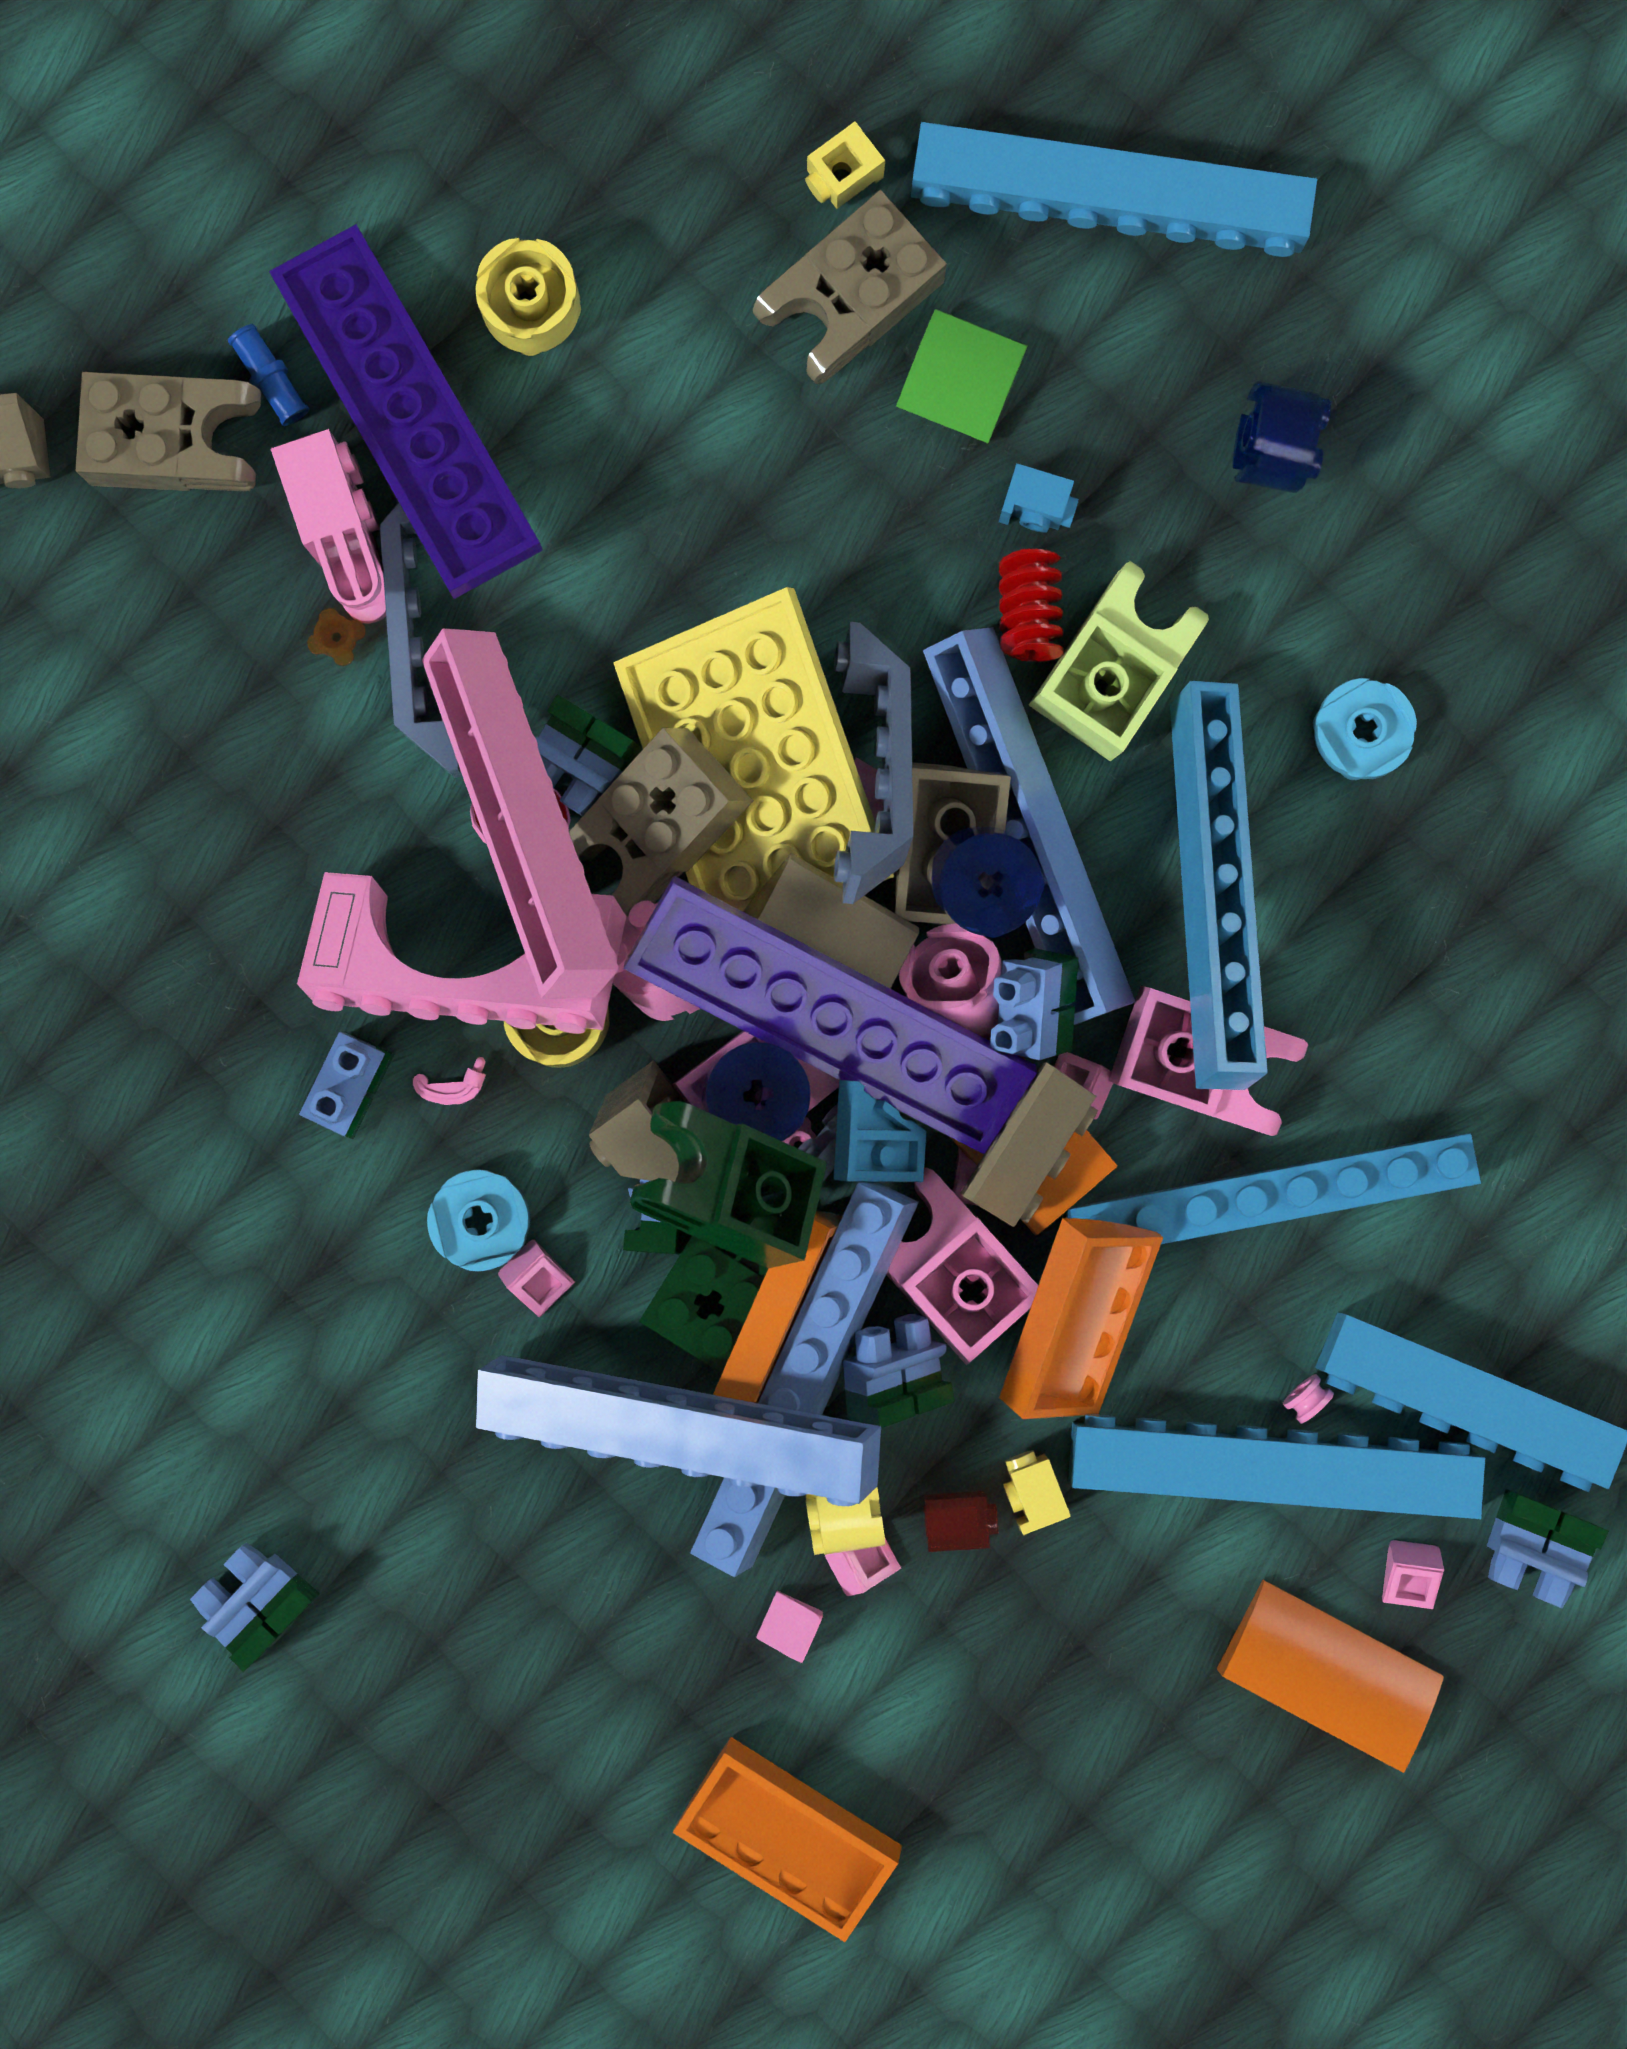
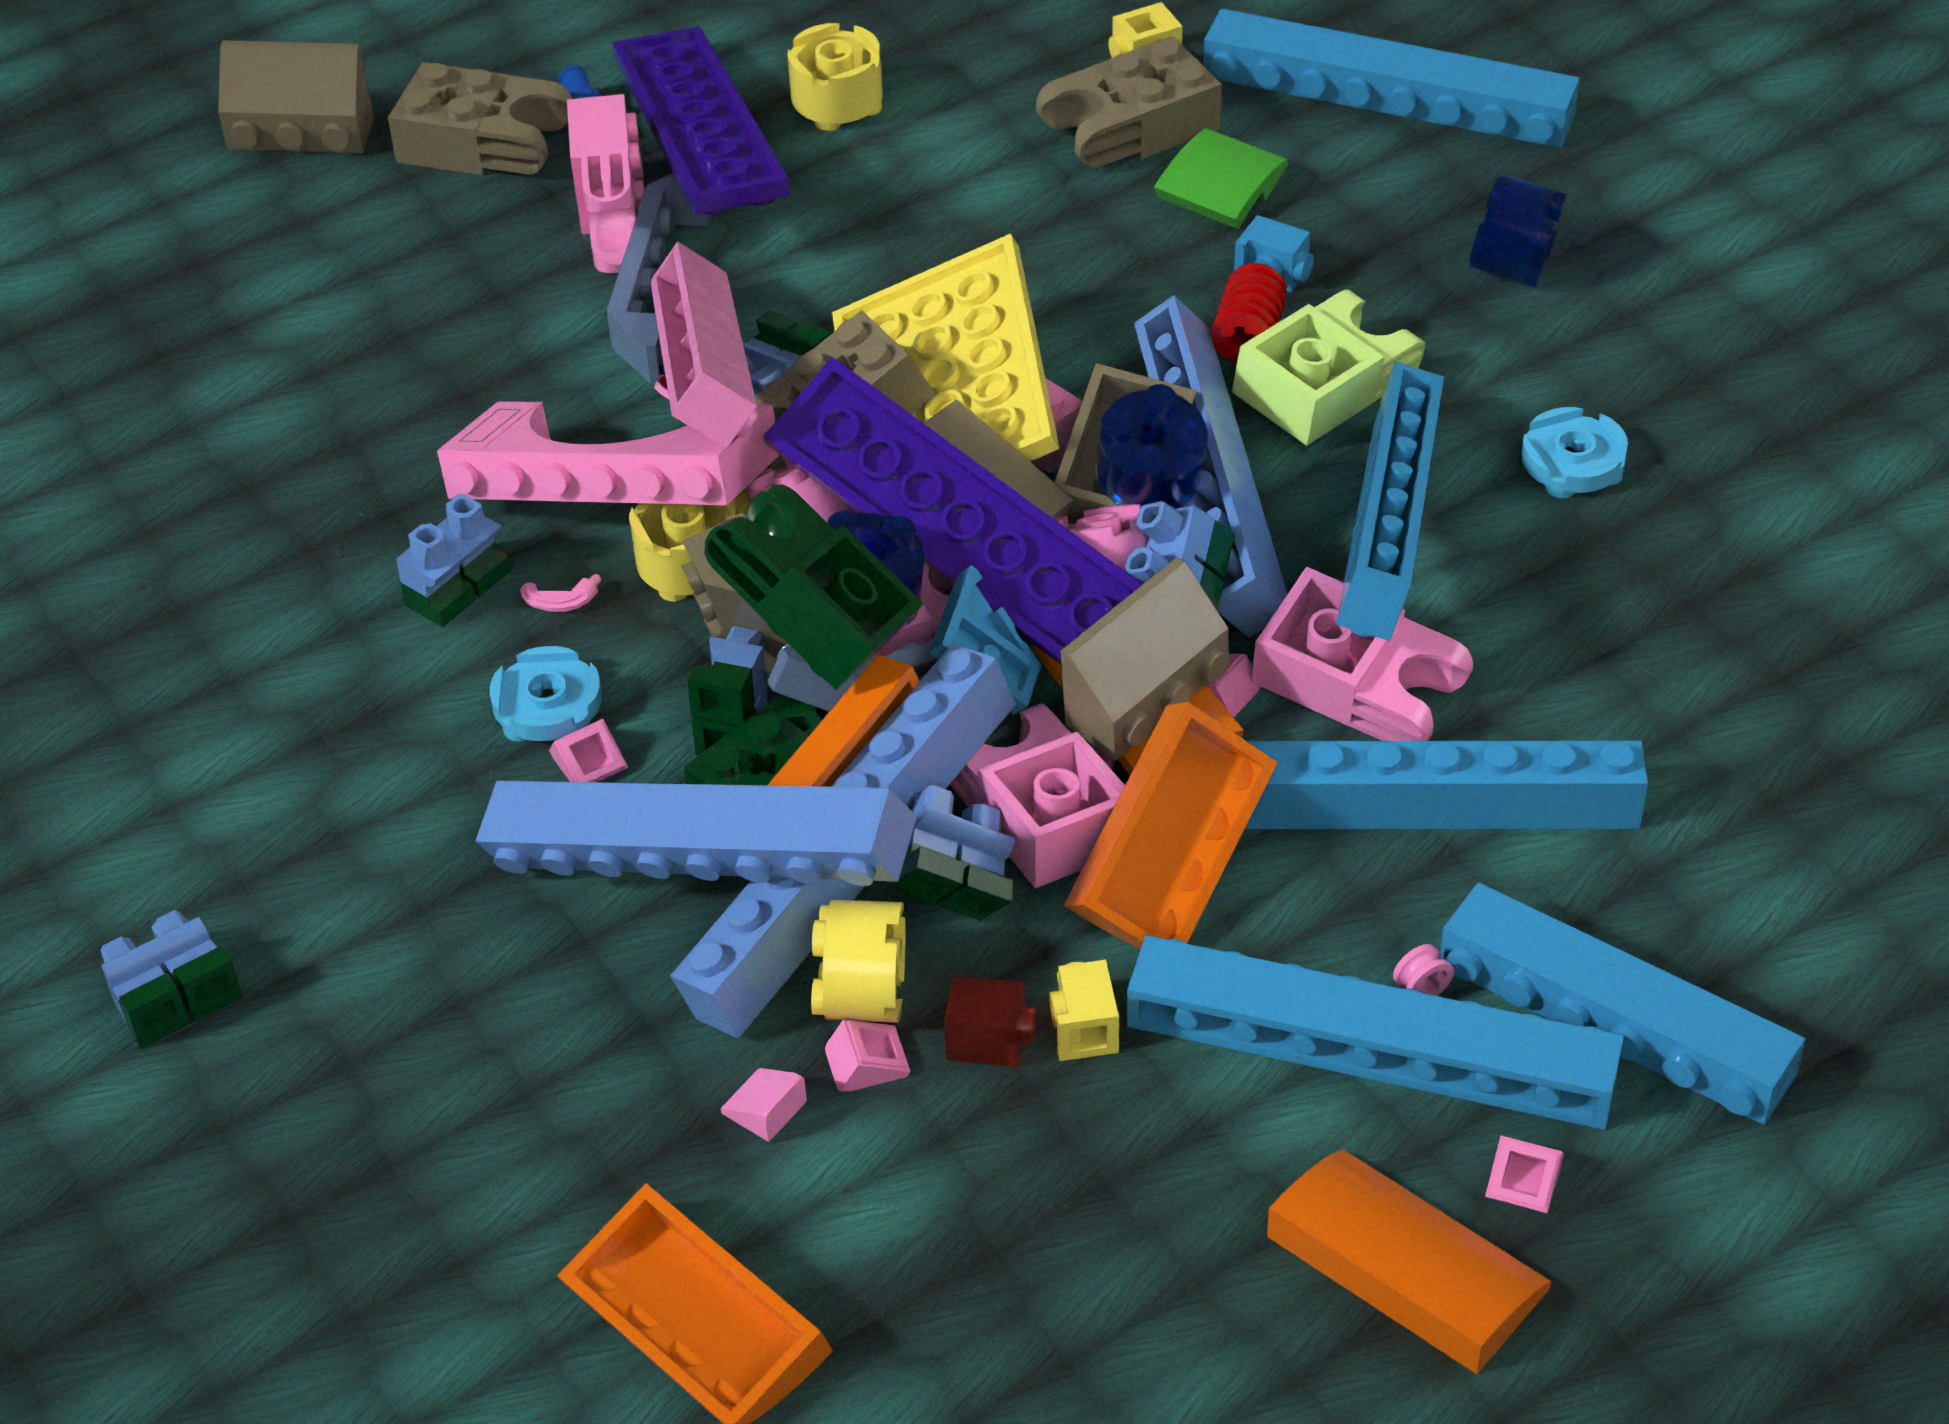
camera: 15 degrees right, 40 degrees down
(330, 623) = (576, 269): clear orange plate -> none
(875, 670) = (1054, 394): sand blue slope -> none
(1544, 1539) = (1692, 1154): medium blue hips -> none

